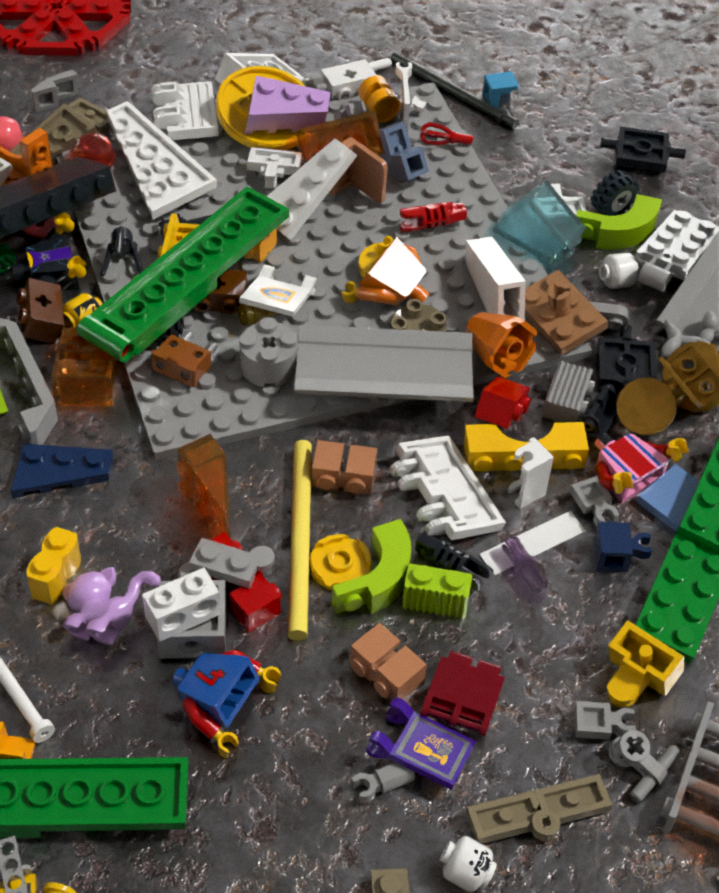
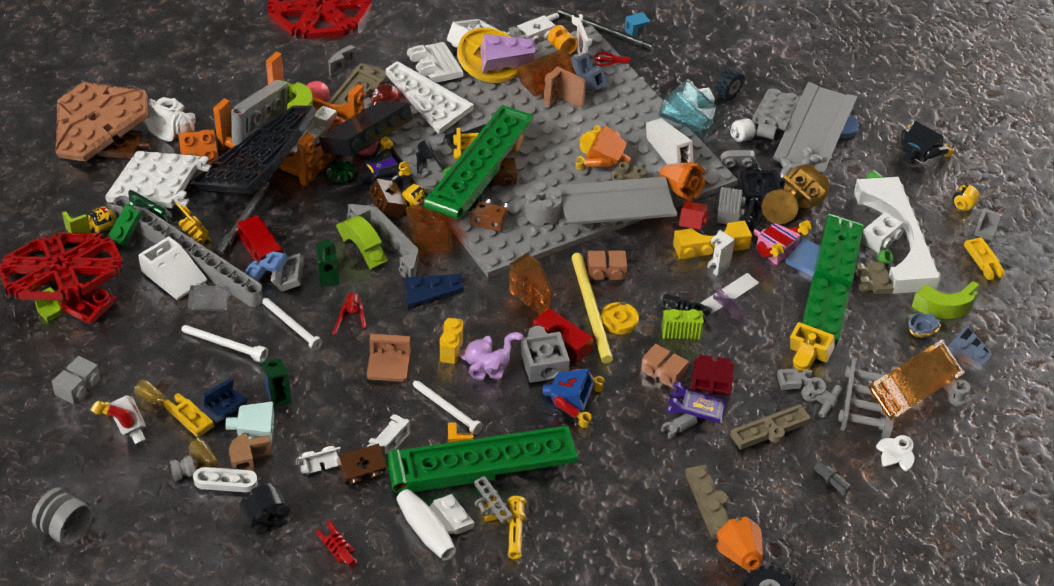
camera: 10 degrees left, 5 degrees down
(181, 604) = (542, 345): white brick -> none
(231, 563) = (559, 323): light grey hinge -> none
(251, 315) = (526, 181): clear yellow cone -> none
(273, 164) = (506, 90): white hinge -> none
(277, 295) = (537, 170): white flag -> none
(311, 184) = (540, 97): white wing -> none
(350, 110) = (546, 50): light grey plate -> none
(387, 580) = (651, 309): lime arch -> none
(432, 216) = (618, 110): red hinge -> none
(449, 486) = (676, 271): white hinge -> none
(468, 864) = (739, 457): white head -> none
(562, 312) = (716, 158): medium nougat plate -> none
(594, 498) = (759, 262): light grey plate -> none
(616, 548) = (780, 288): dark blue brick -> none
(624, 229) = (738, 105): lime arch -> none
(642, 149) = (738, 53): black plate -> none

